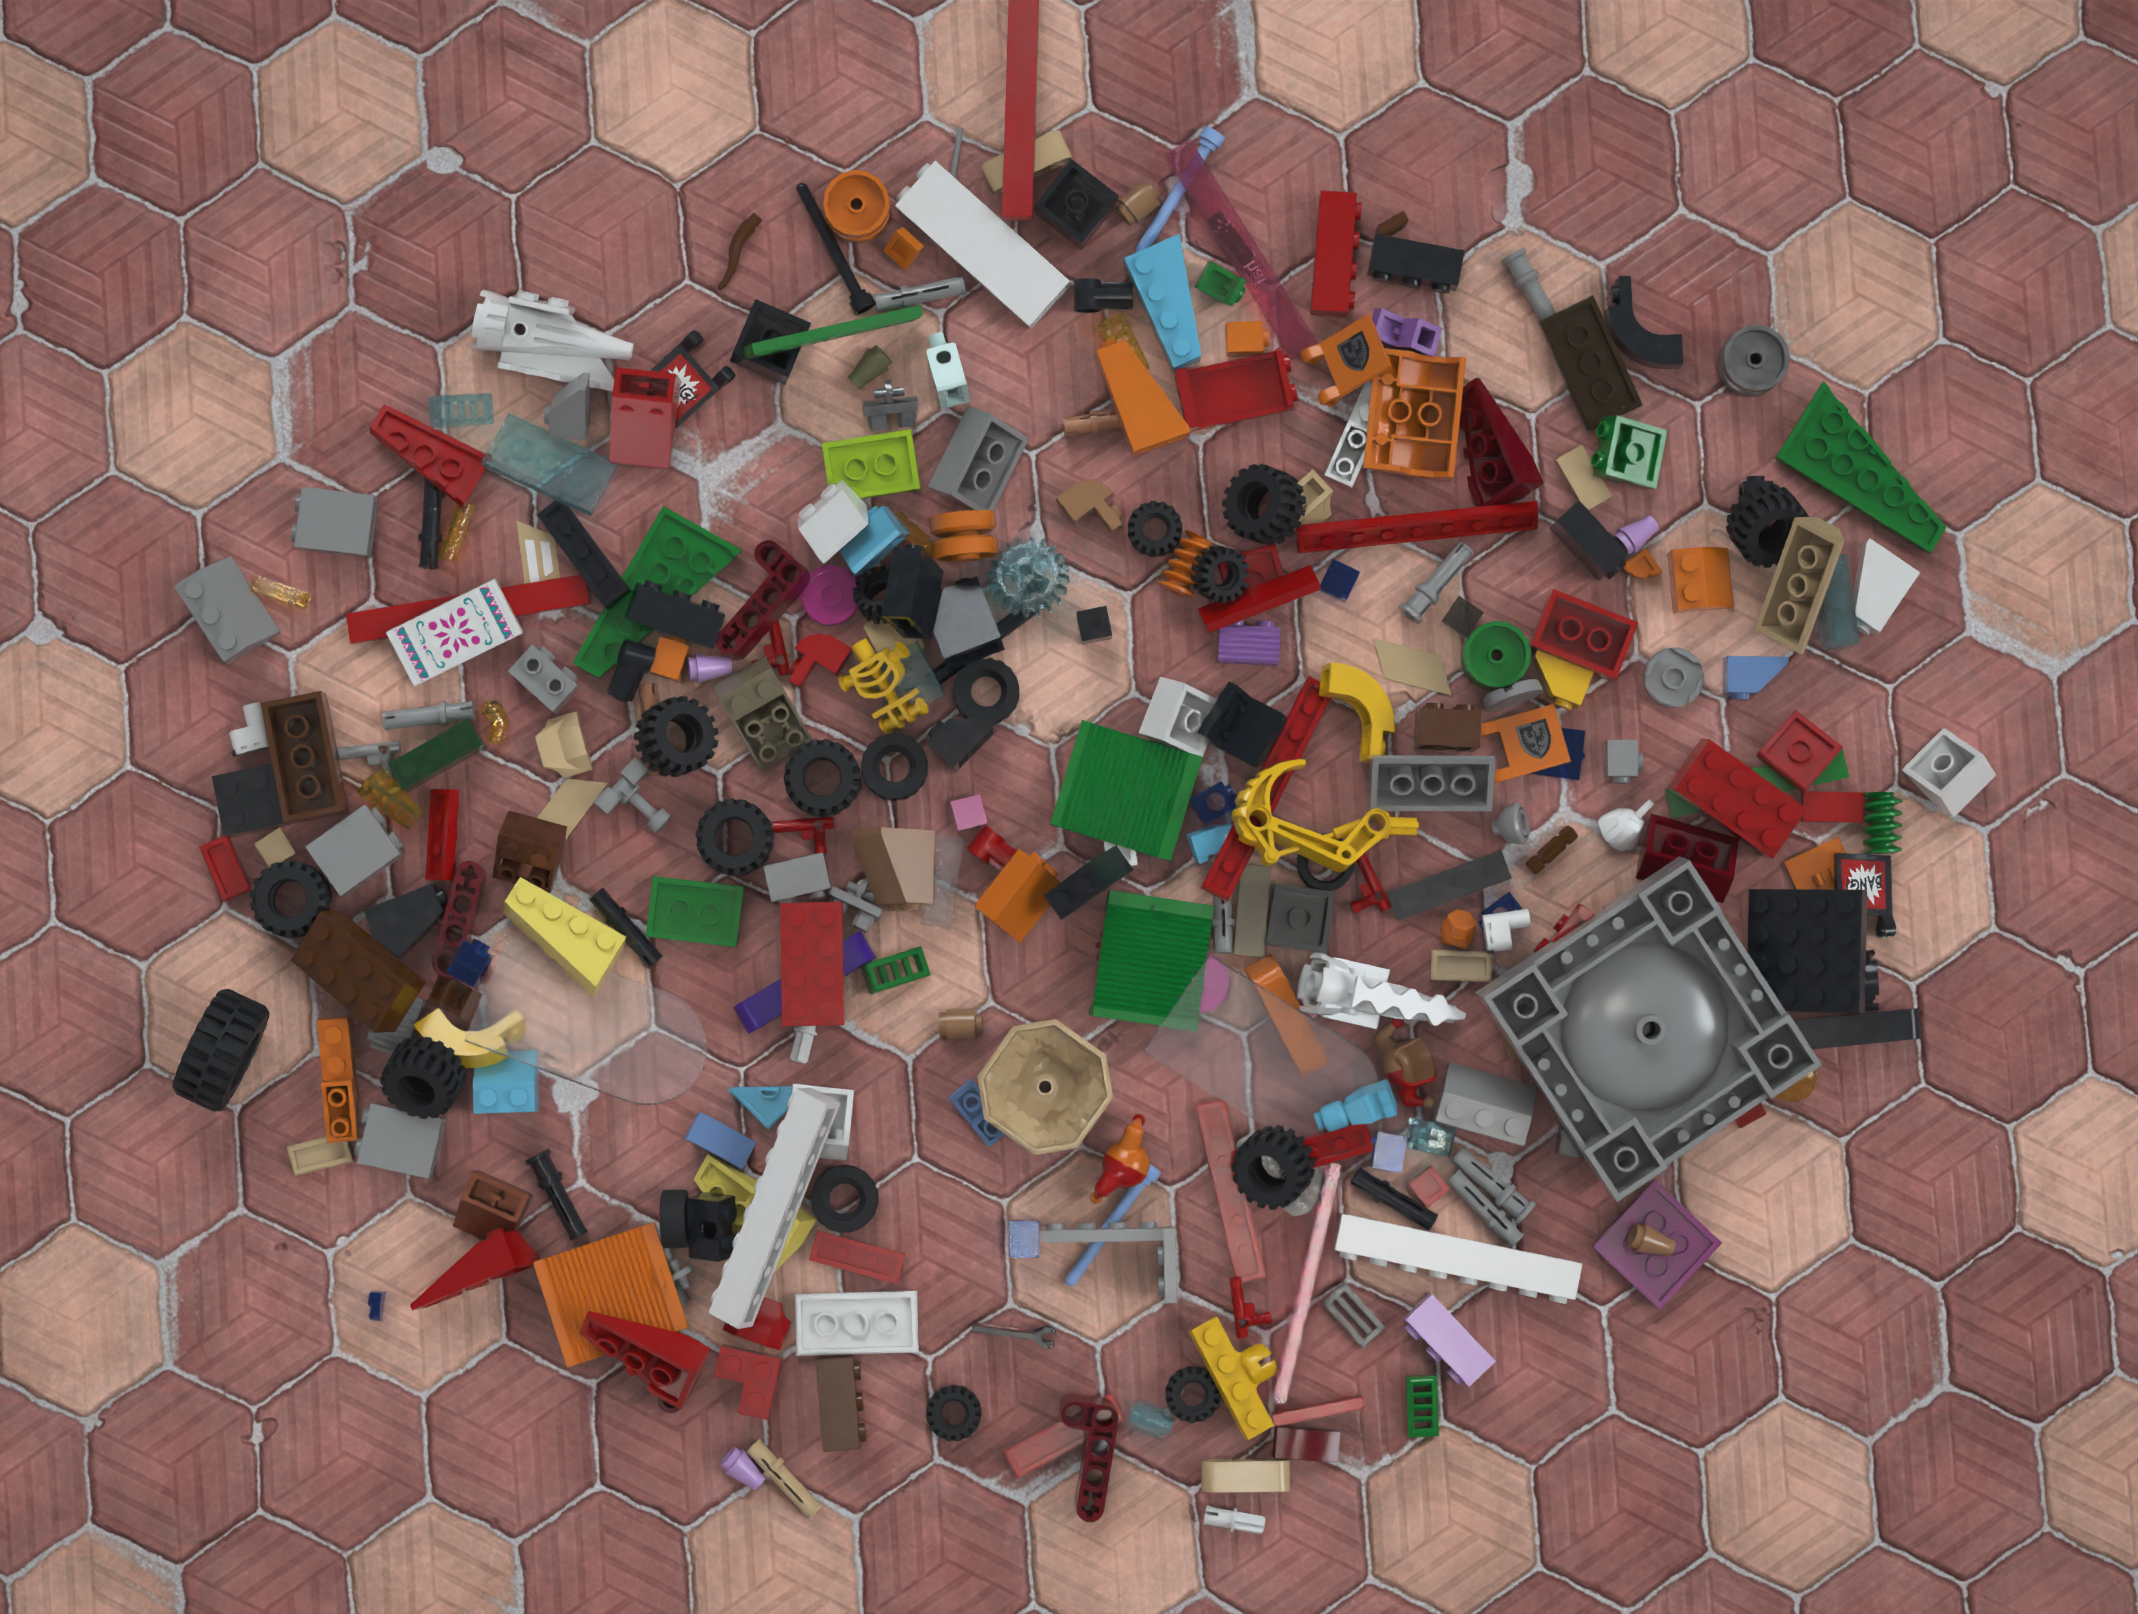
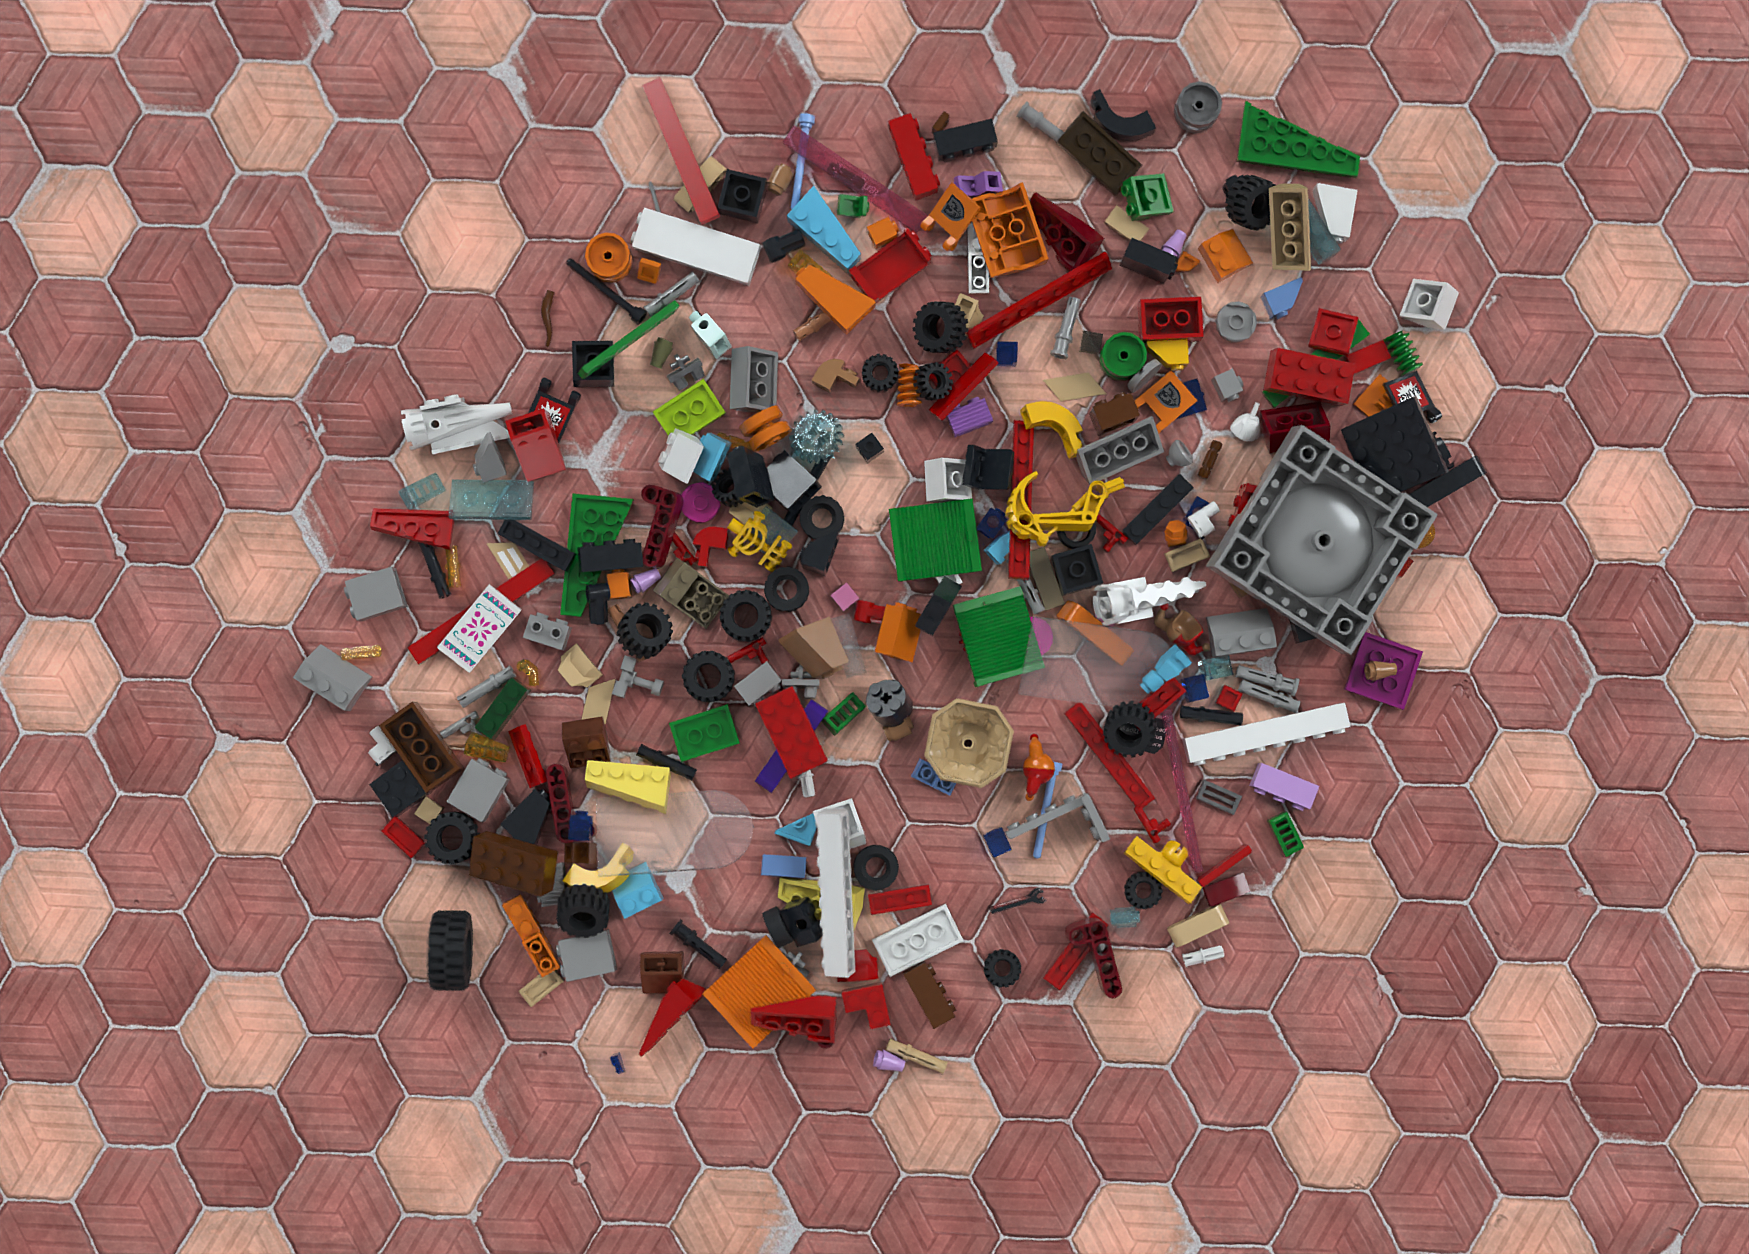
camera: 20 degrees left, 0 degrees up
(962, 983) = (889, 702): none -> black brick

